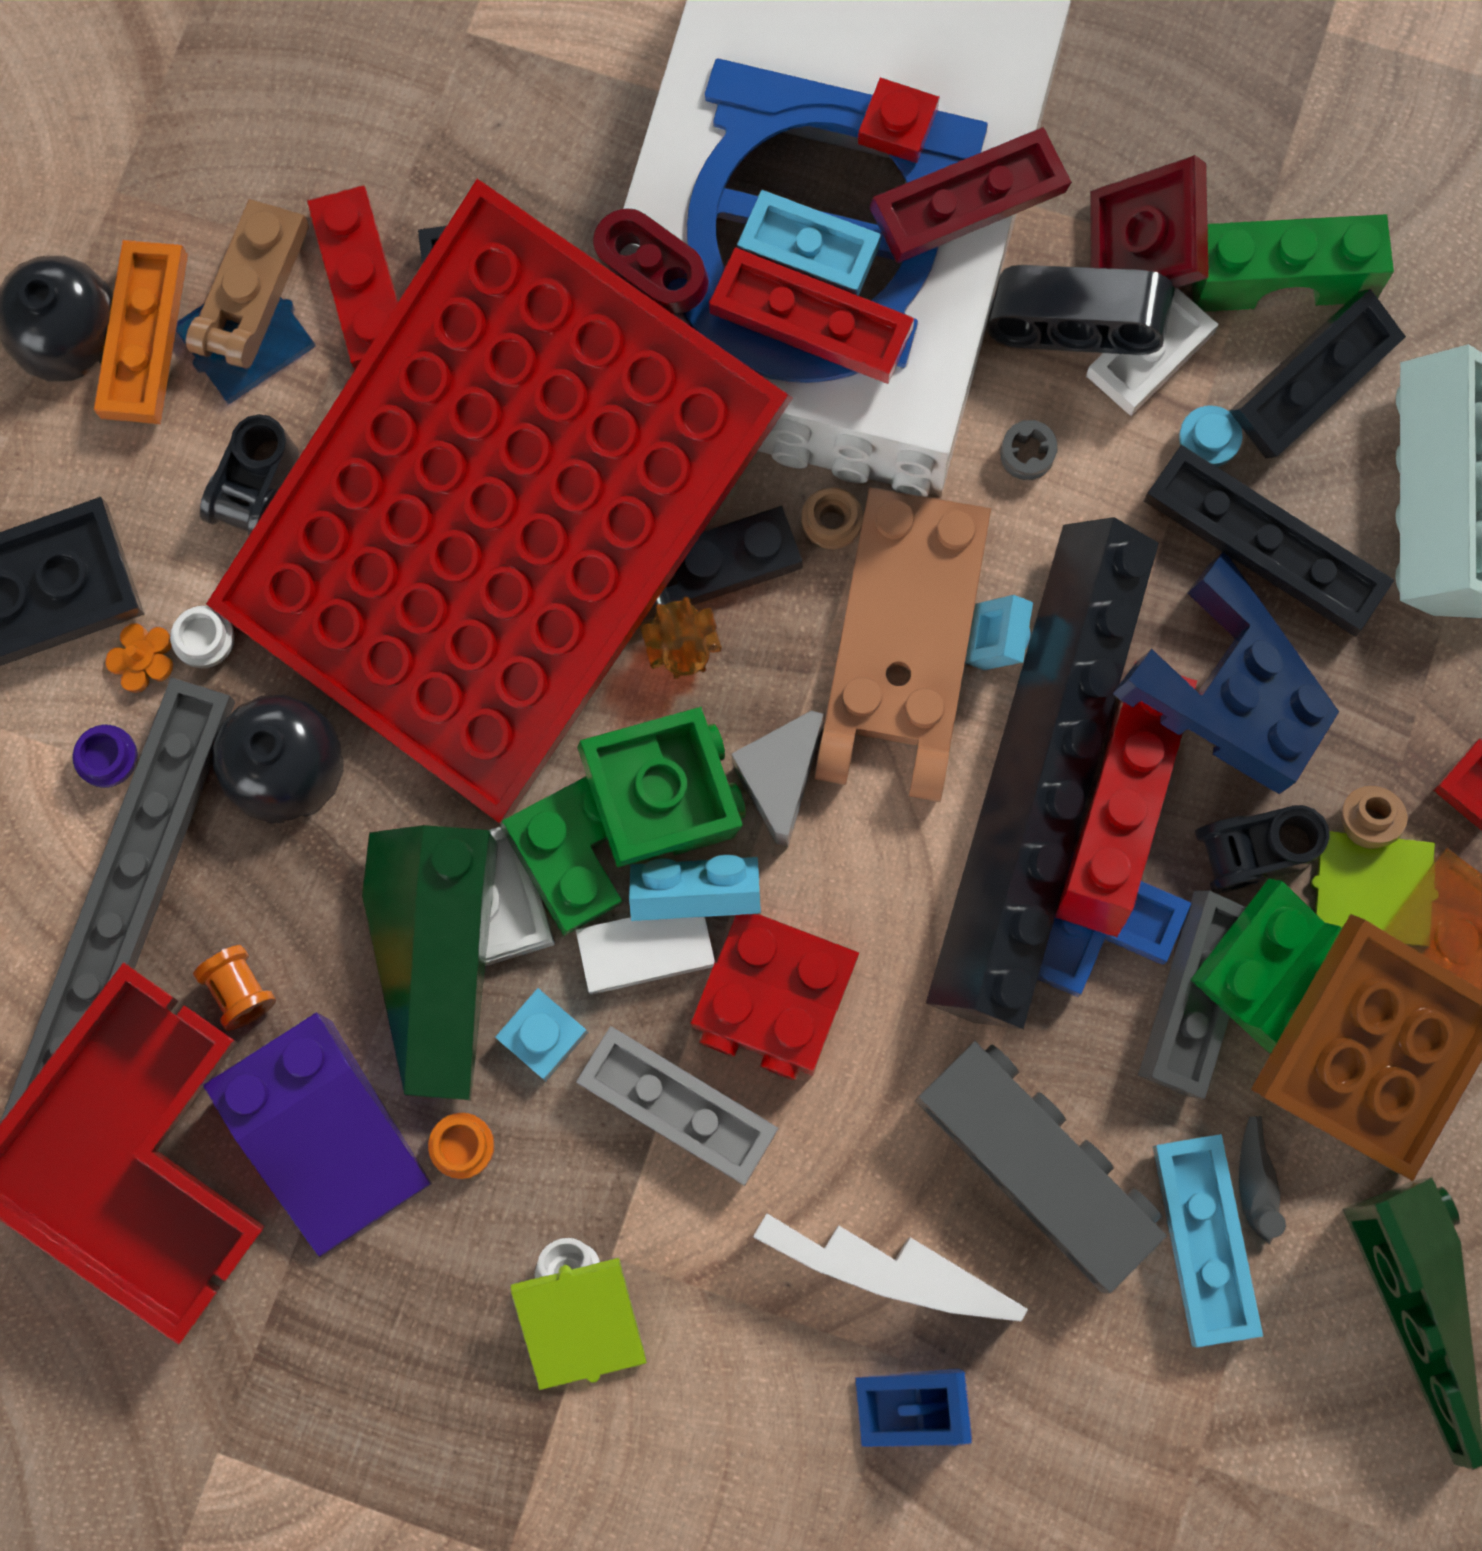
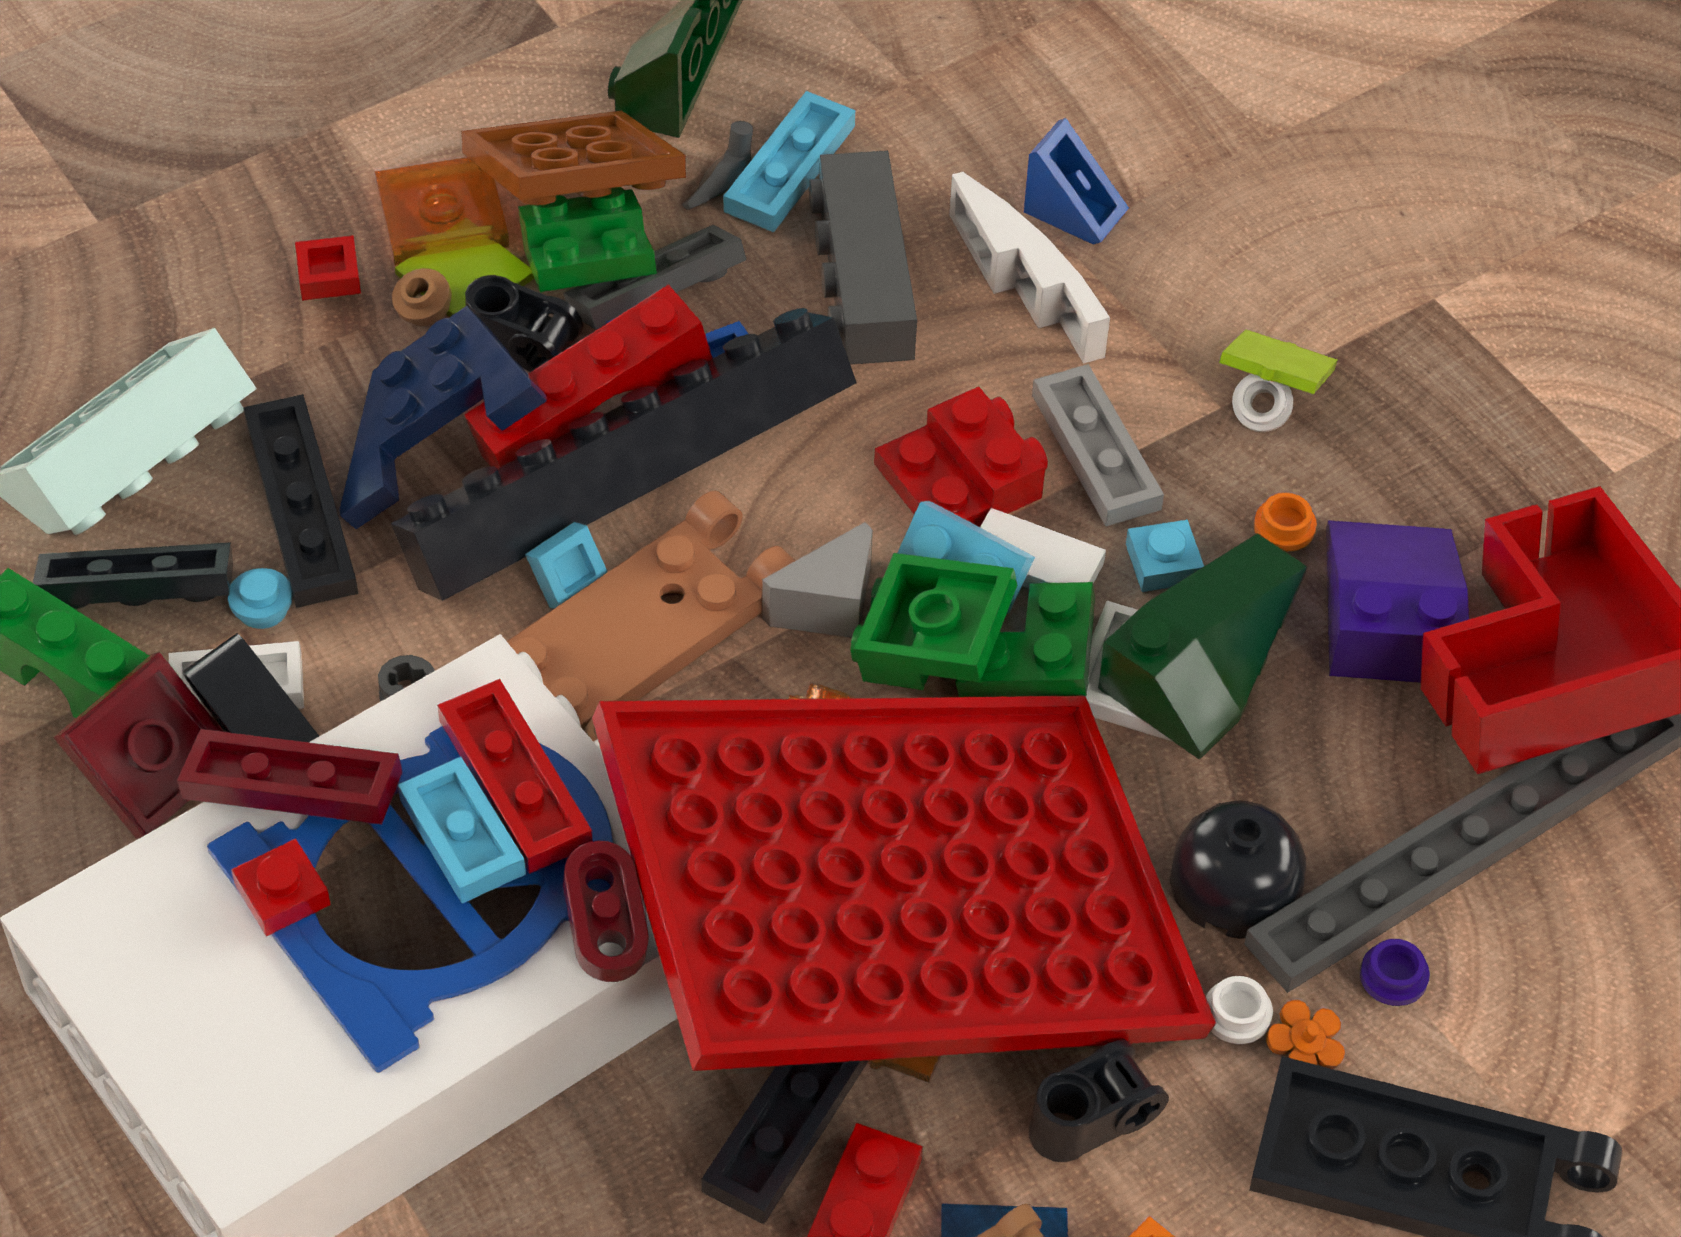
camera: 150 degrees left, 25 degrees down
(234, 987) = (1396, 725): orange bush -> none

